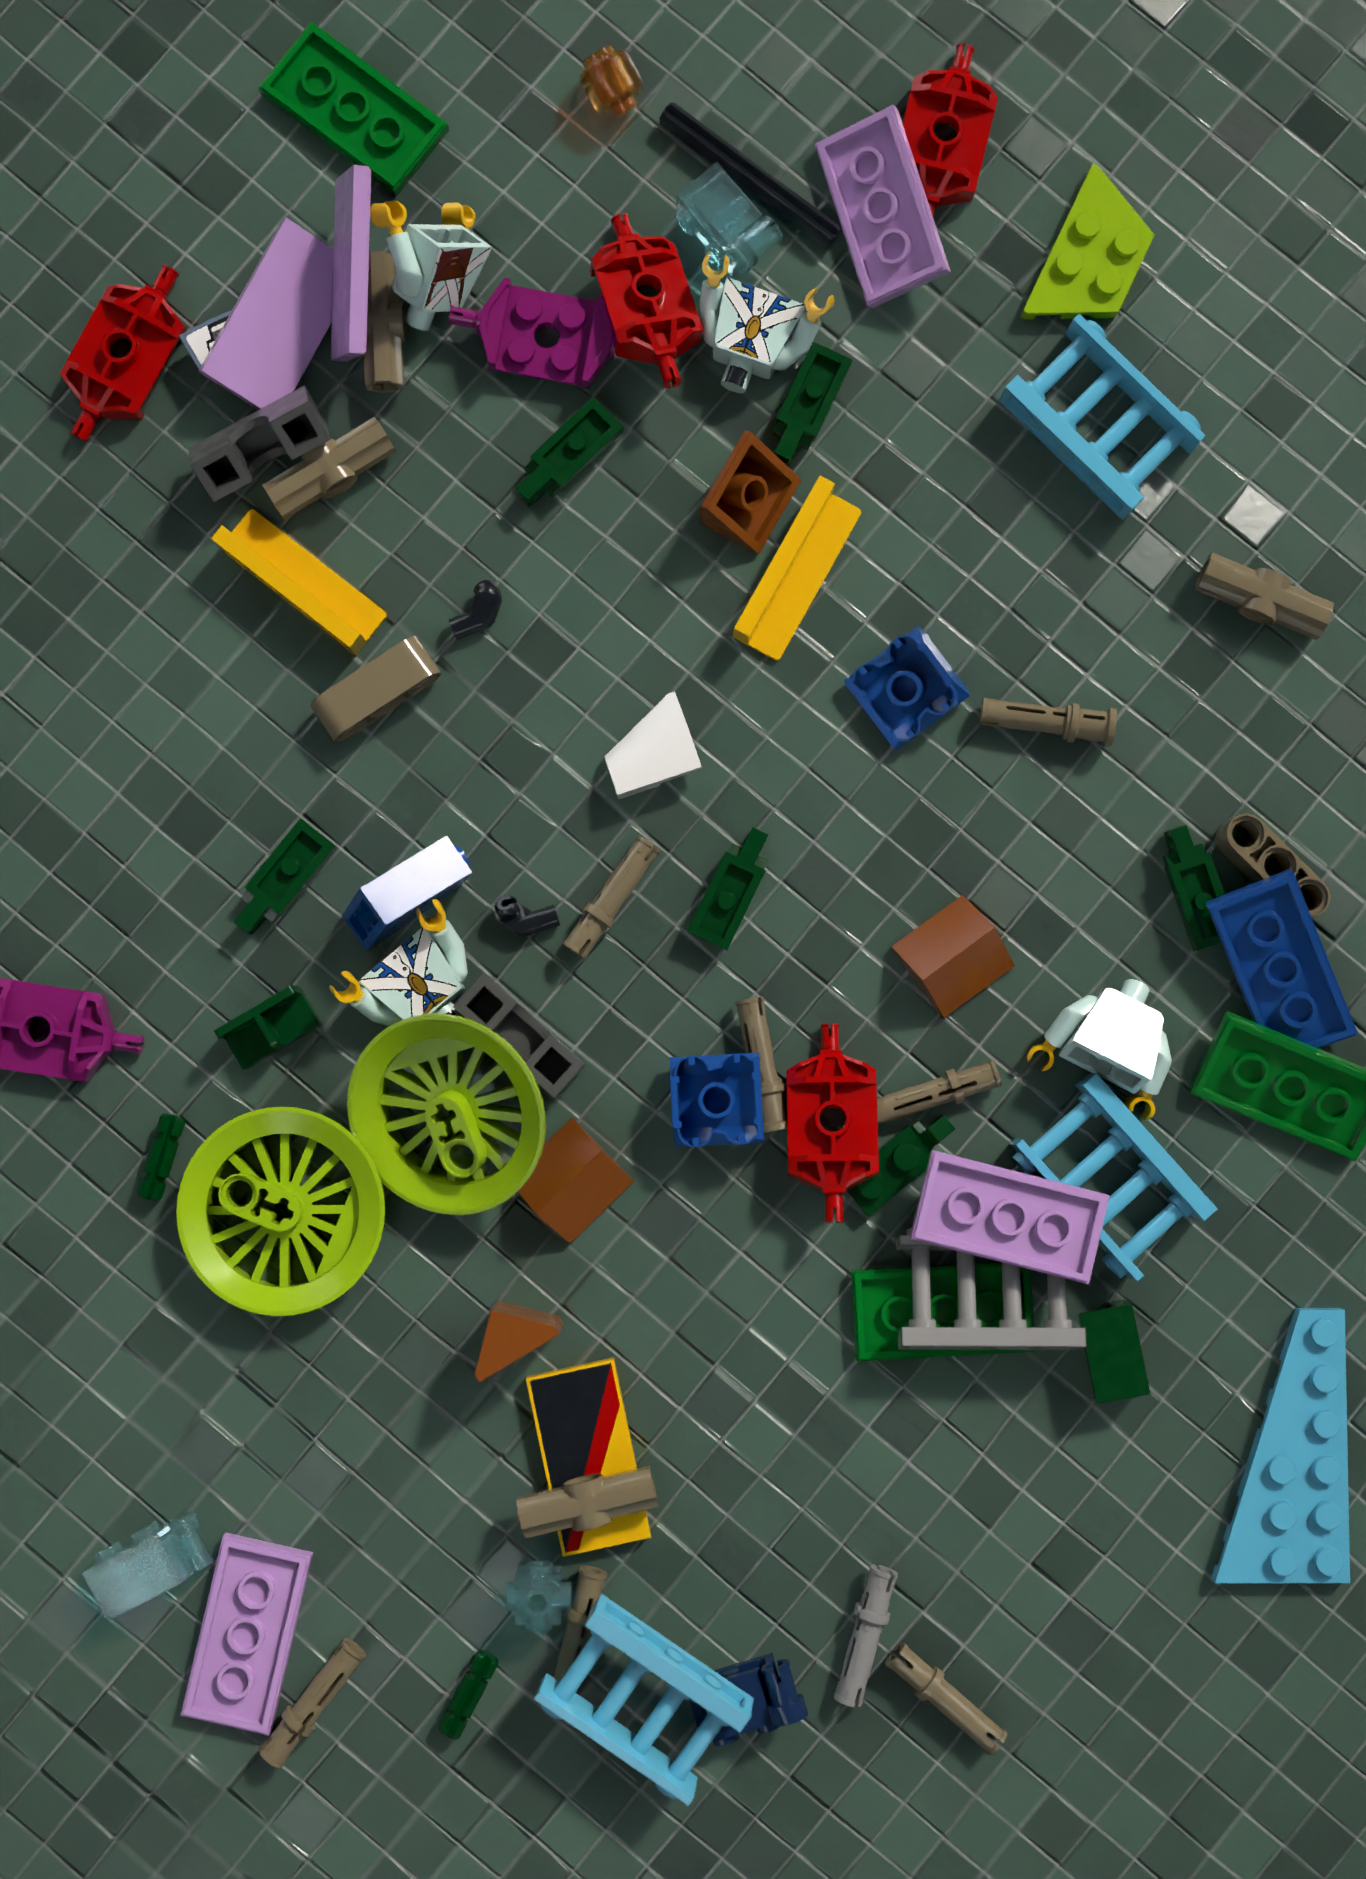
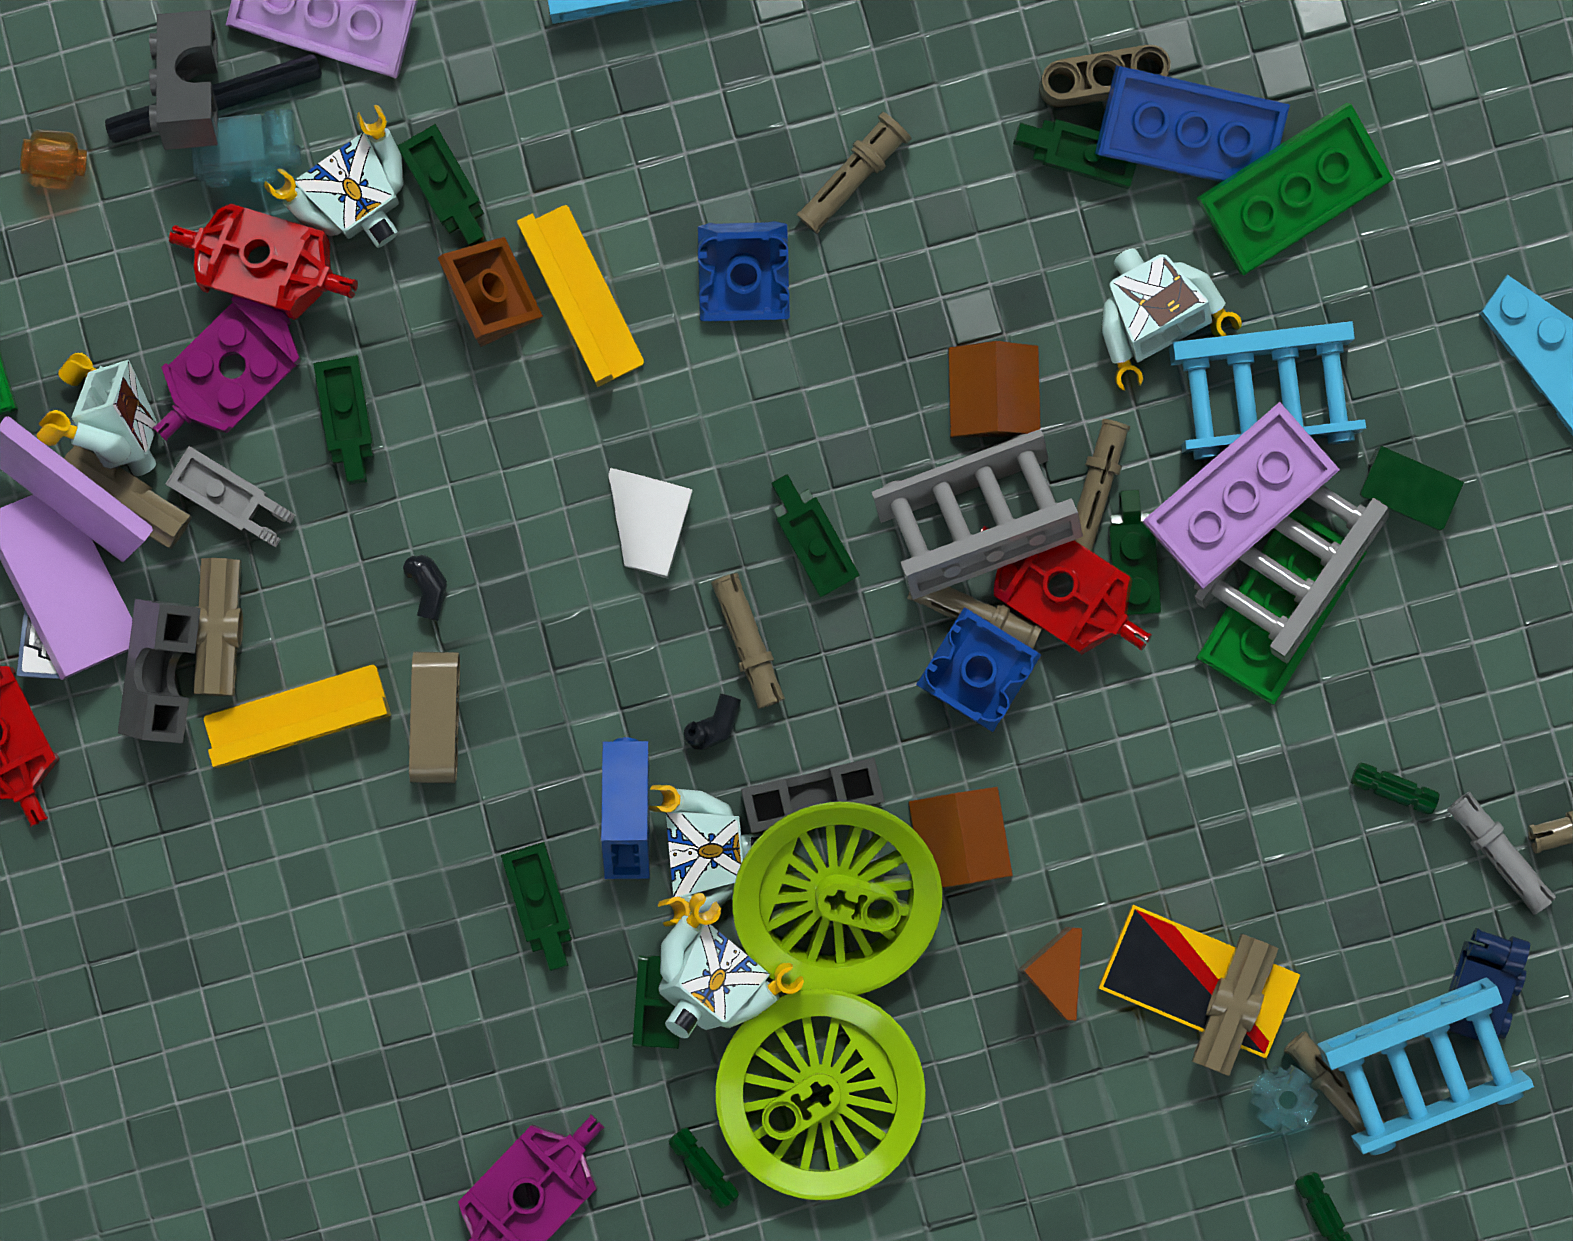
camera: 55 degrees left, 0 degrees up
(313, 1057) = (711, 977): none -> torso
(439, 401) = (225, 494): none -> light grey hinge
(727, 143) = (184, 110): none -> dark grey arch
(820, 1040) = (989, 549): none -> light grey fence
(858, 1509) = (1395, 788): none -> dark green axle

